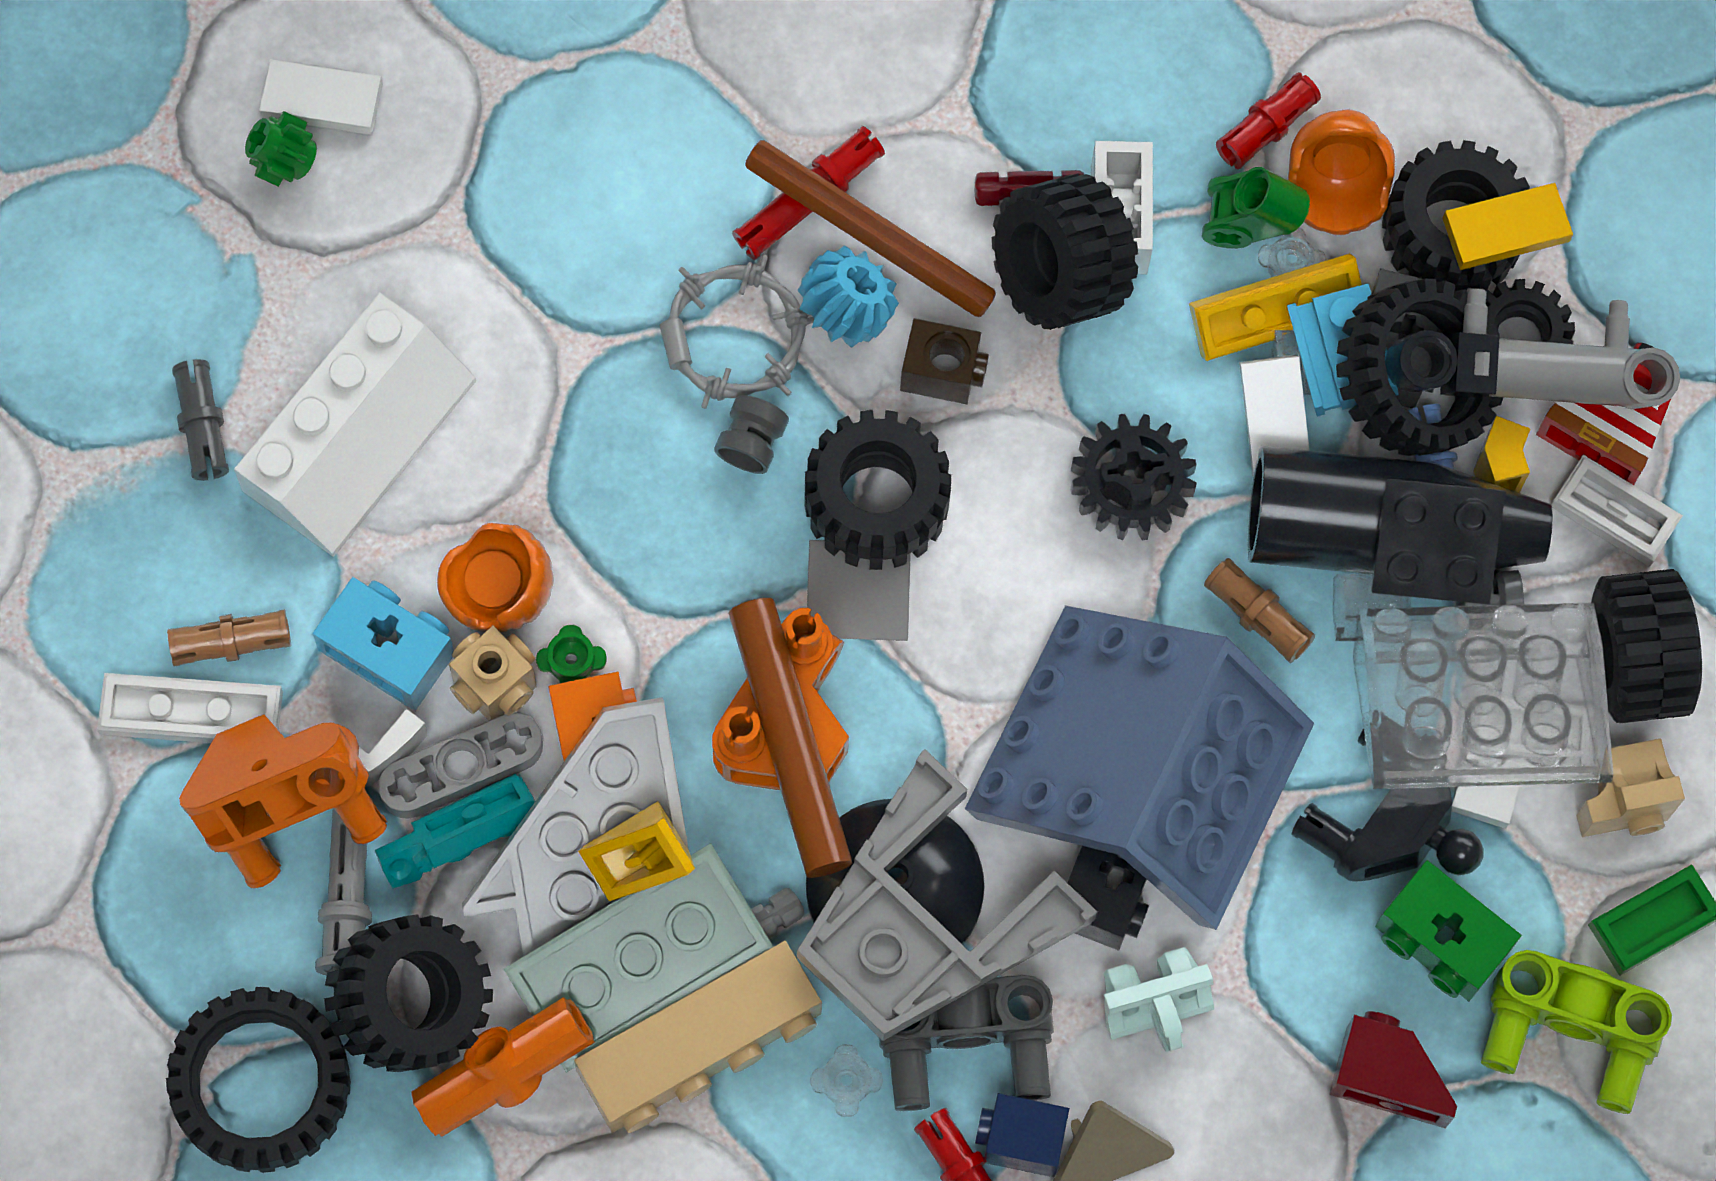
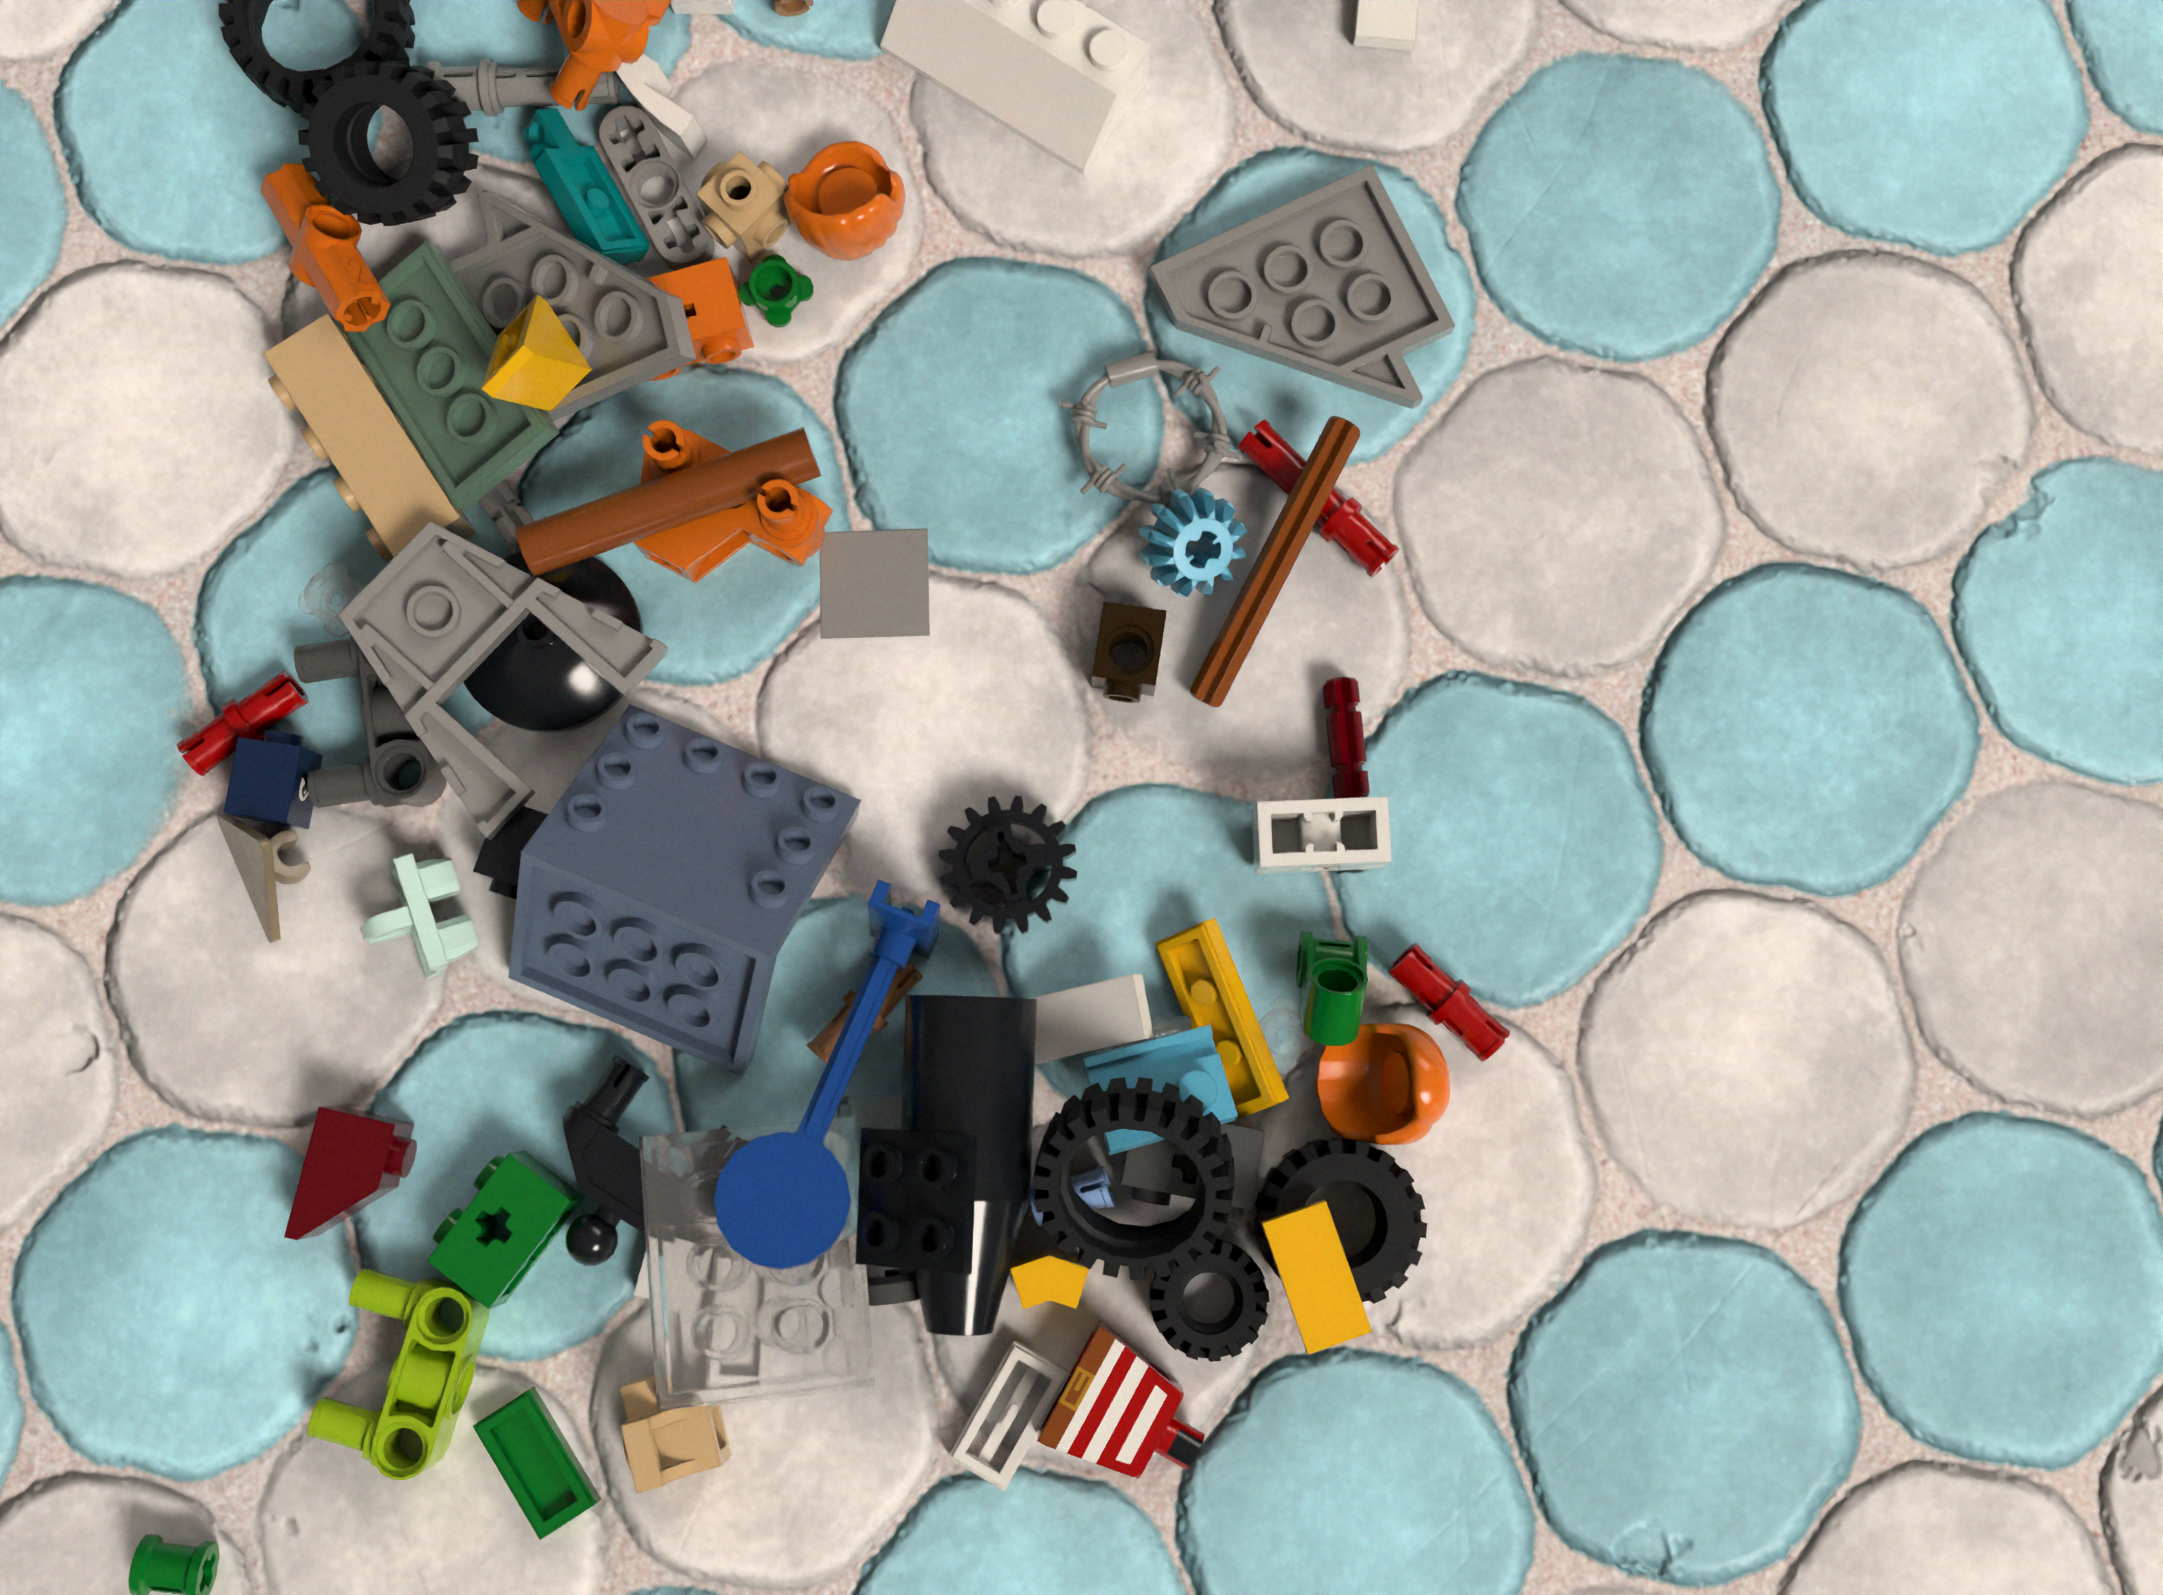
camera: 90 degrees right, 10 degrees up
(398, 669) = (778, 67): medium azure brick -> none
(611, 180) = (1315, 289): none -> light grey wing
(751, 434) = (1044, 458): dark grey wheel -> none
(887, 446) = (963, 536): black tyre -> none
(1064, 251) = (1251, 769): black tyre -> none
(1427, 652) = (784, 1191): none -> blue piece
(1535, 370) = (1130, 1246): light grey piece -> none
(1648, 645) = (821, 1449): black tyre -> none

